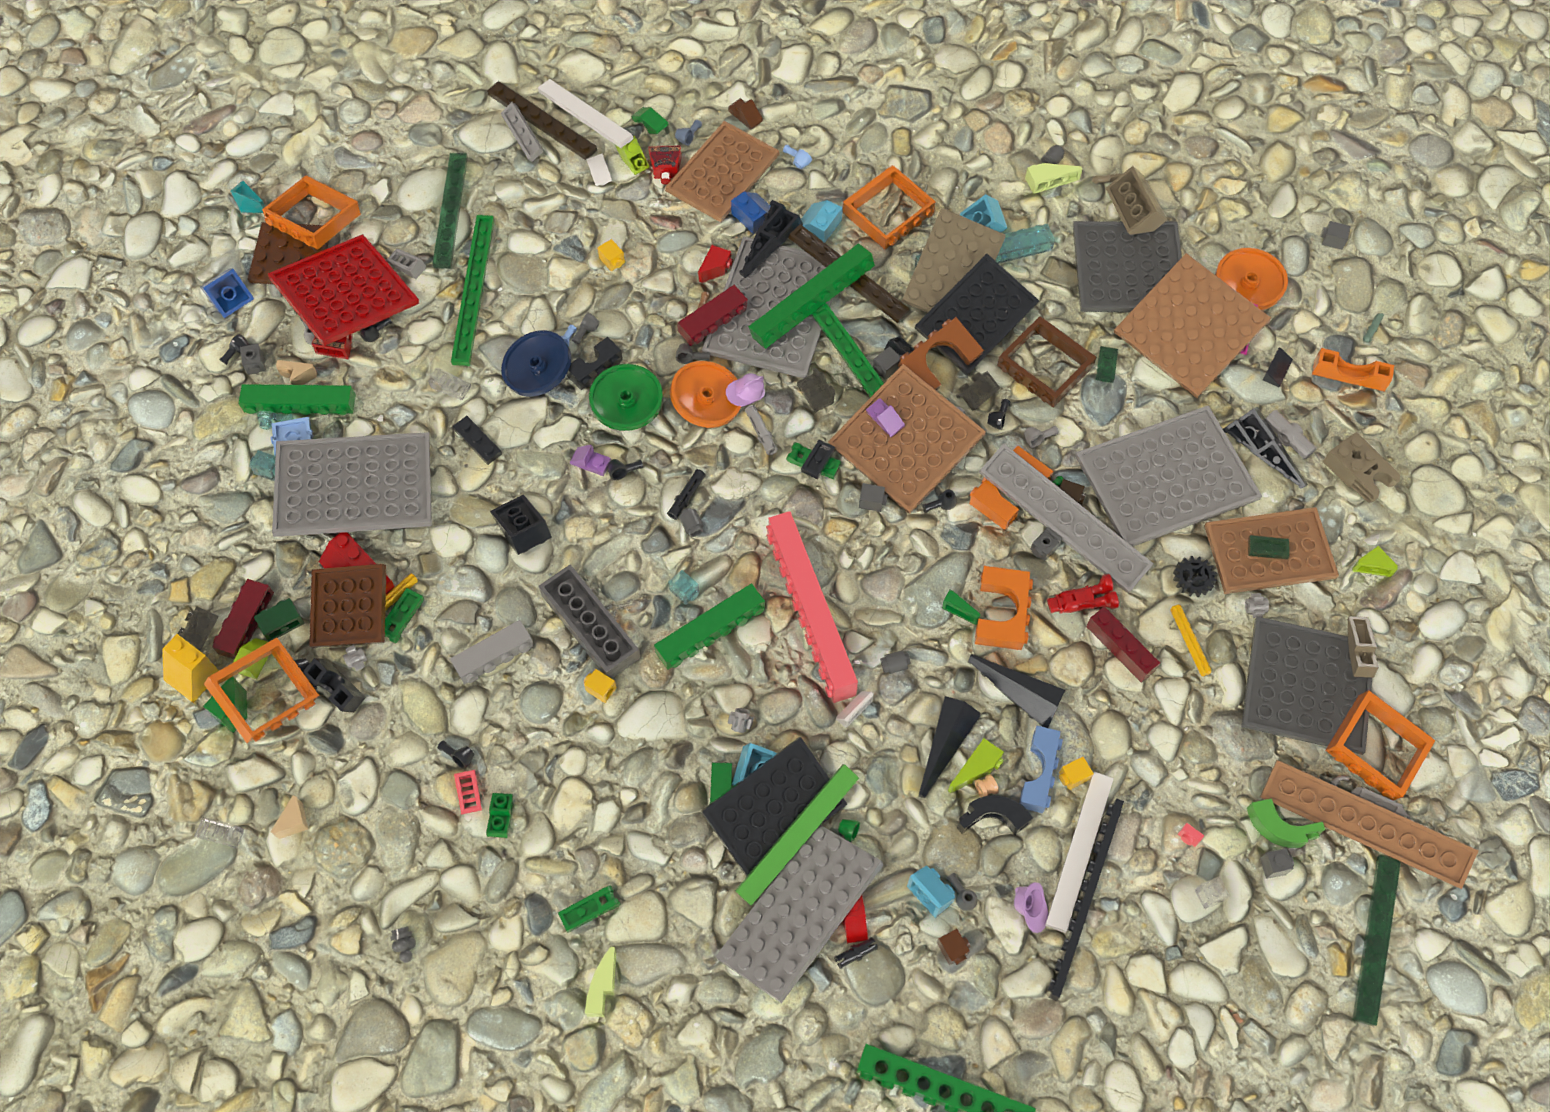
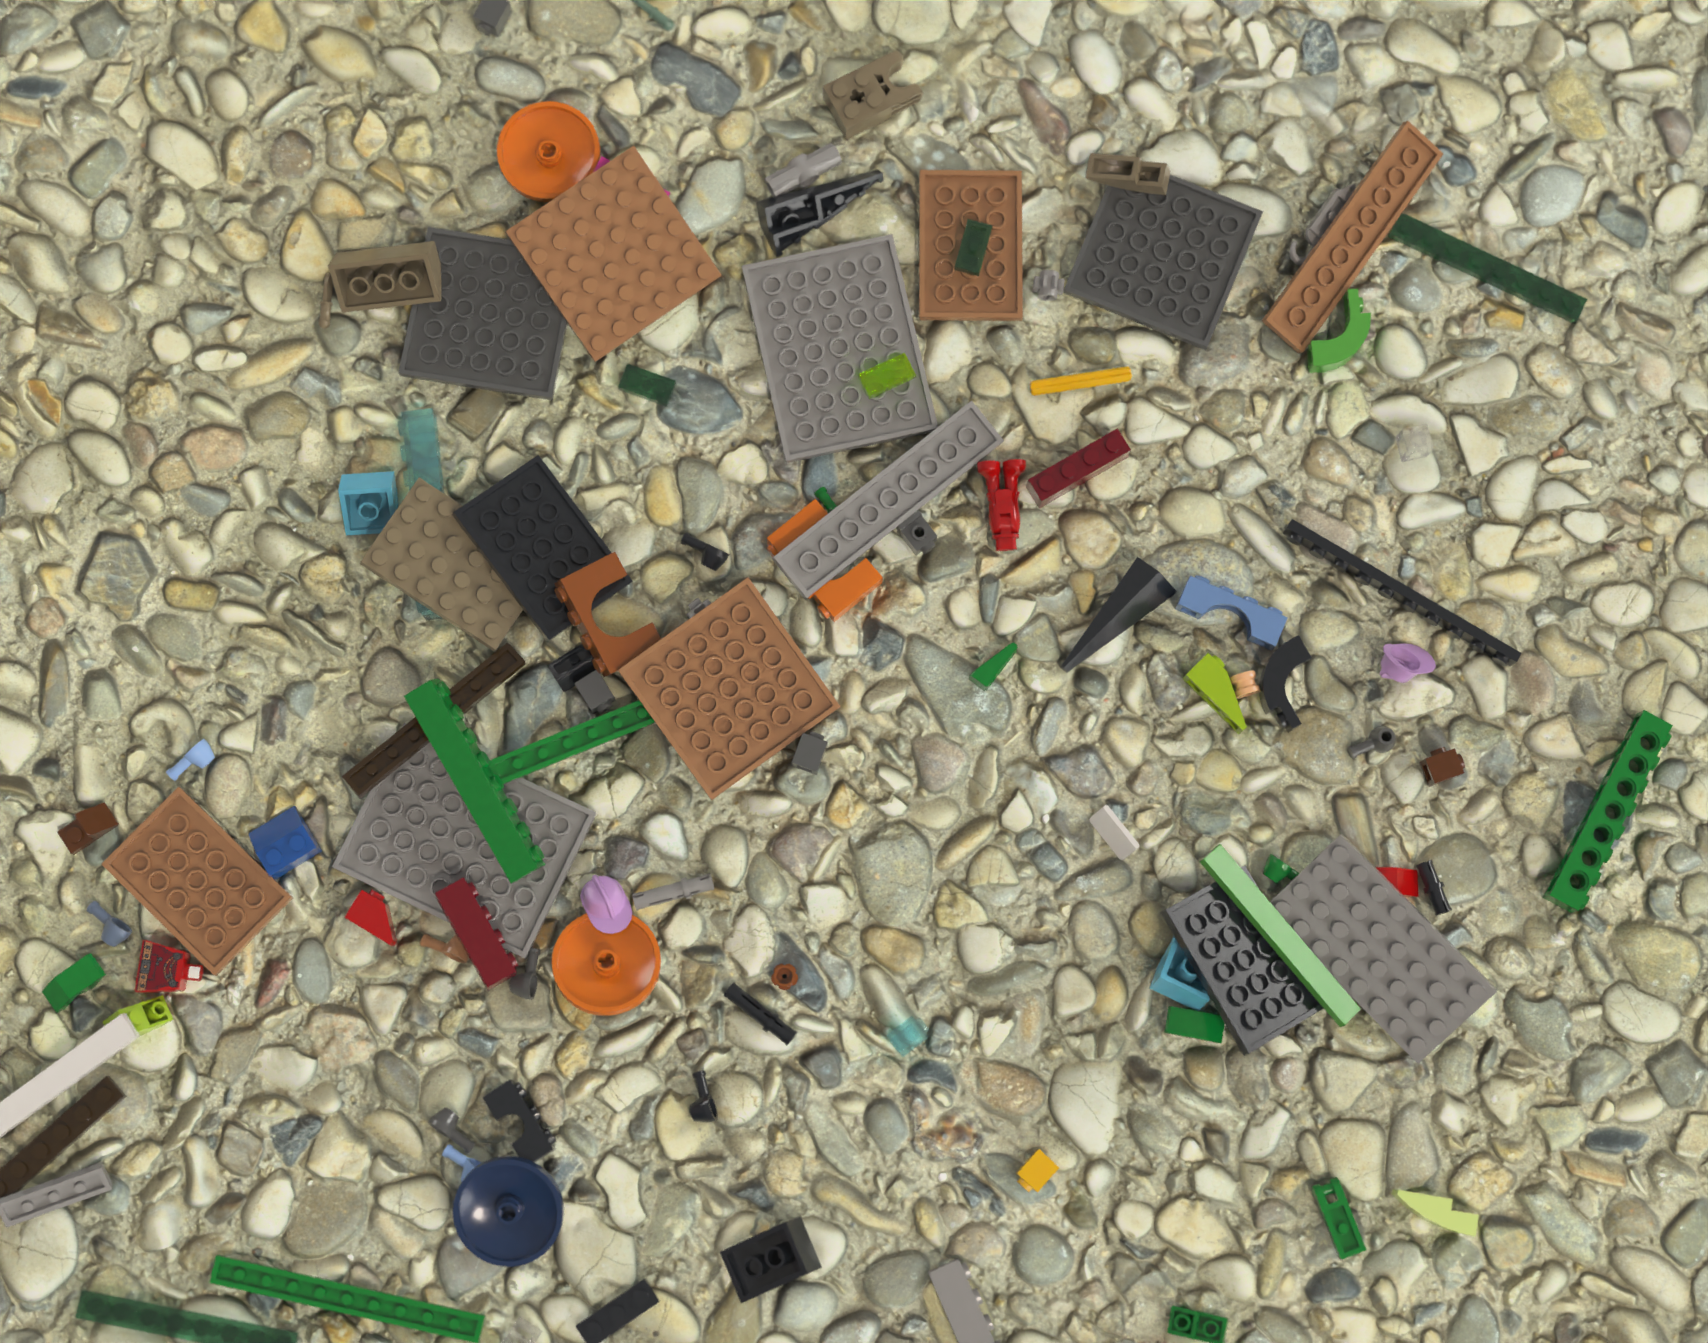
camera: 85 degrees left, 15 degrees up
(589, 460) = (680, 1147): medium lavender slope -> none
(589, 622) = (944, 1175): flat silver brick -> none
(599, 170) = (157, 1076): white slope -> none
(611, 255) = (327, 1075): yellow brick -> none
(626, 397) = (590, 1081): green dish -> none
(691, 522) = (807, 1012): dark grey brick -> none
(709, 626) = (972, 1009): green brick -> none
(714, 501) = (789, 970): none -> dark orange plate
(740, 720) = (1113, 986): light grey gear -> none
(770, 236) = (337, 817): black wedge -> none
(812, 608) = (967, 865): coral brick -> none
(816, 390) = (621, 802): clear smoke bracket -> none
(818, 459) = (743, 818): black plate -> none
(822, 219) = (321, 747): medium azure slope -> none
(829, 471) = (735, 824): green plate -> none
(885, 417) = (696, 711): medium lavender slope -> none
(889, 176) = (296, 596): orange window -> none
(895, 662) = (1058, 767): dark grey brick -> none
(931, 890) = (1372, 779): medium azure slope -> none
(943, 502) = (828, 659): black bar -> none
(952, 728) = (1162, 713): black wedge -> none
(978, 390) = (661, 573): clear smoke bracket -> none
(1015, 585) = (1038, 603): orange arch -> none
(1035, 437) = (748, 511): light grey bar -> none
(1048, 176) = (307, 390): yellowish green slope -> none
(1053, 155) = (273, 376): dark grey brick -> none
(1063, 343) = (608, 434): reddish brown window -> none
(1073, 490) = (847, 481): dark brown brick -> none
(1075, 773) = (1243, 569): yellow brick -> none
(1079, 852) = (1339, 587): white tile -> none
(1155, 505) = (886, 375): none -> clear neon green plate
(1187, 569) = (1001, 361): black gear -> none
(1190, 835) = (1340, 450): coral plate -> none
(1277, 863) = (1388, 356): dark grey brick -> none
(1278, 368) = (694, 156): black slope -> none
(1373, 375) = (714, 76): orange arch -> none
(1376, 563) = (1008, 119): lime slope -> none
(1397, 723) = (1234, 222): orange window -> none

